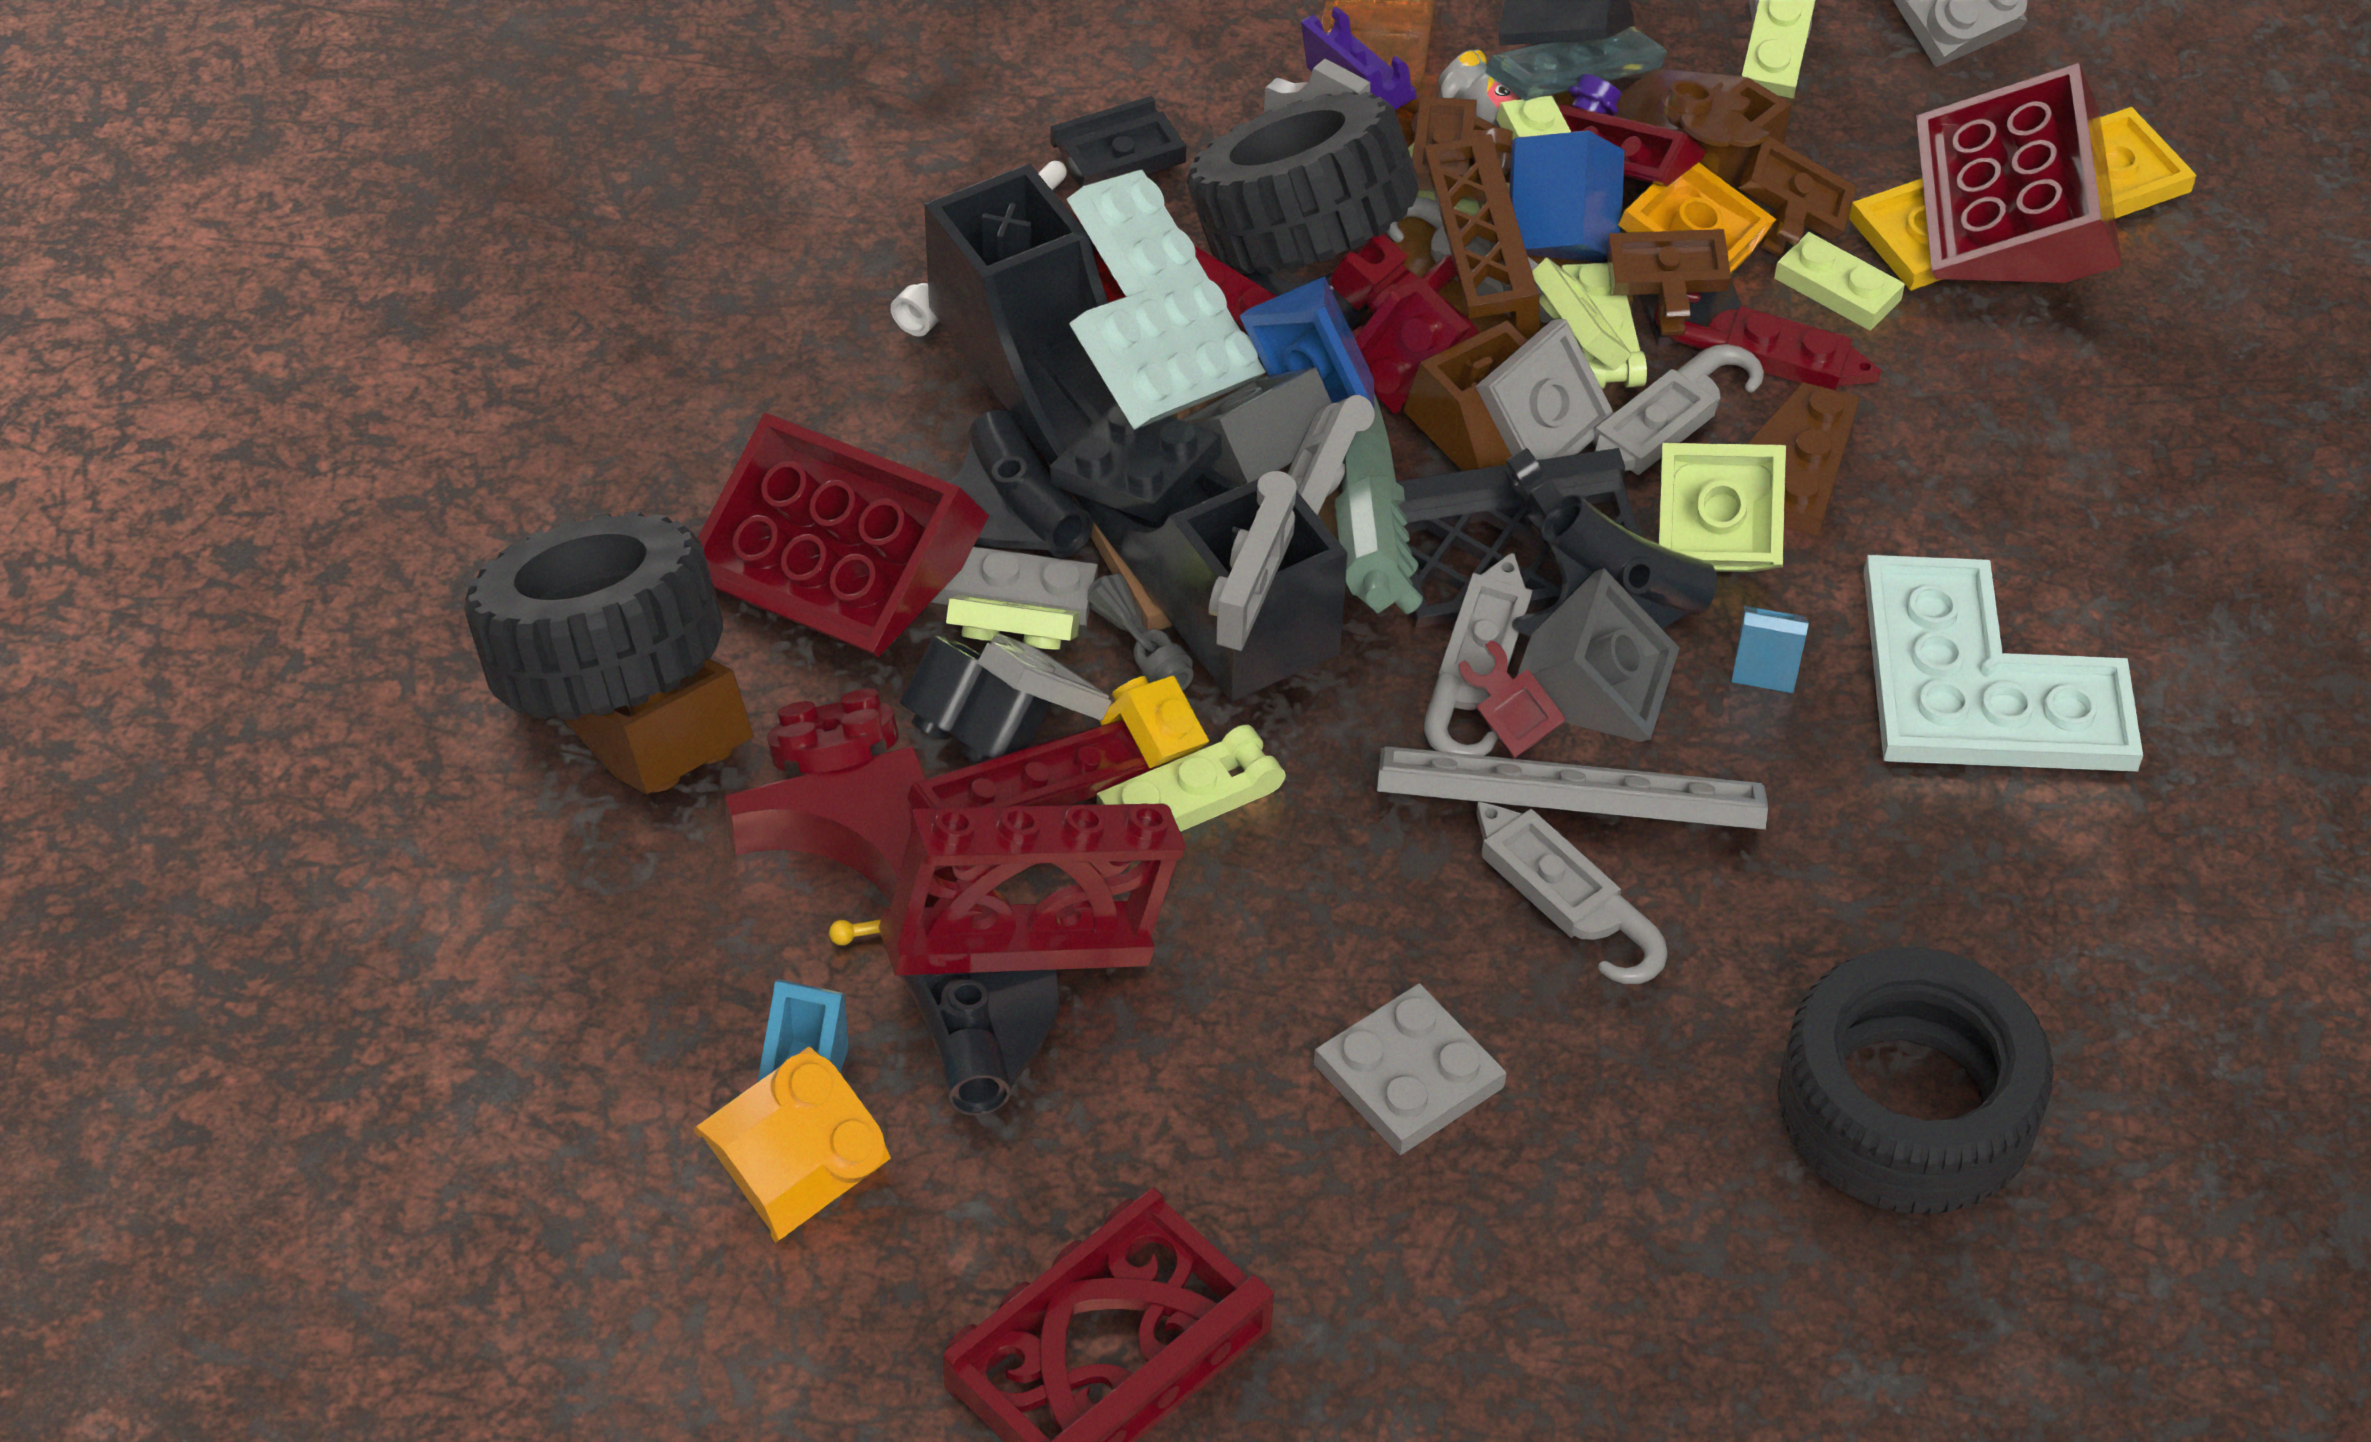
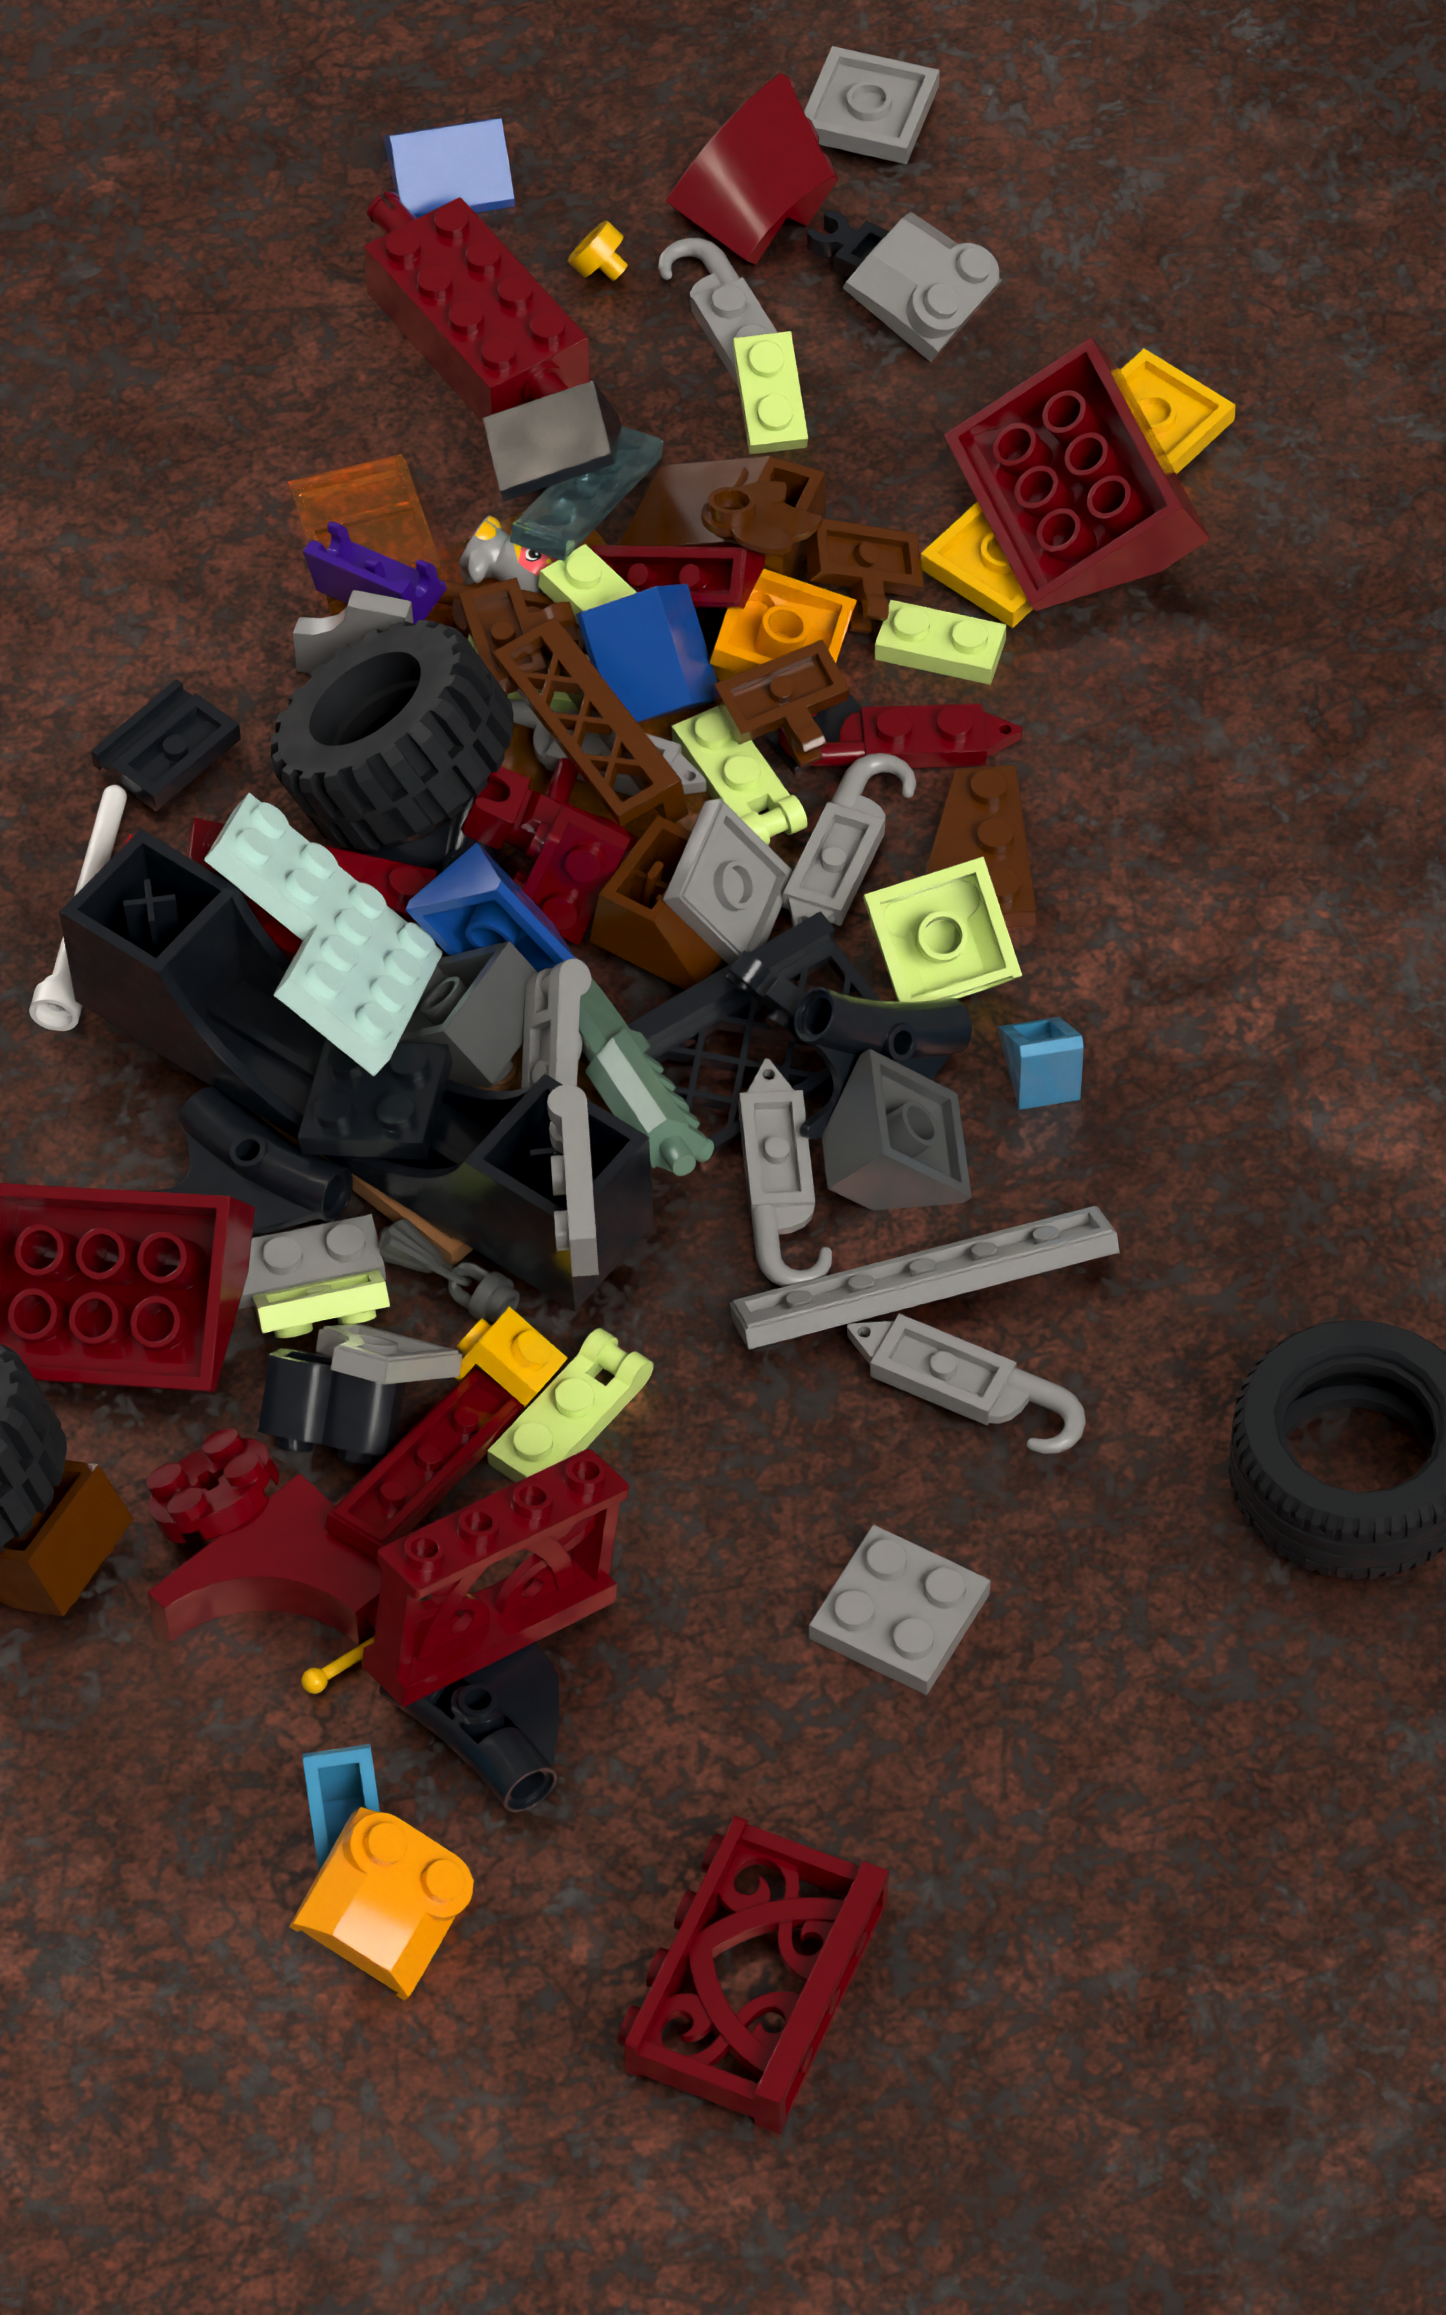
camera: 20 degrees left, 5 degrees up
(1516, 708) = (842, 1218): dark red plate -> none
(1567, 299) = (708, 772): yellowish green plate -> none
(1595, 95) = (624, 527): dark purple plate -> none
(1962, 701) = (1245, 1050): light aqua plate -> none

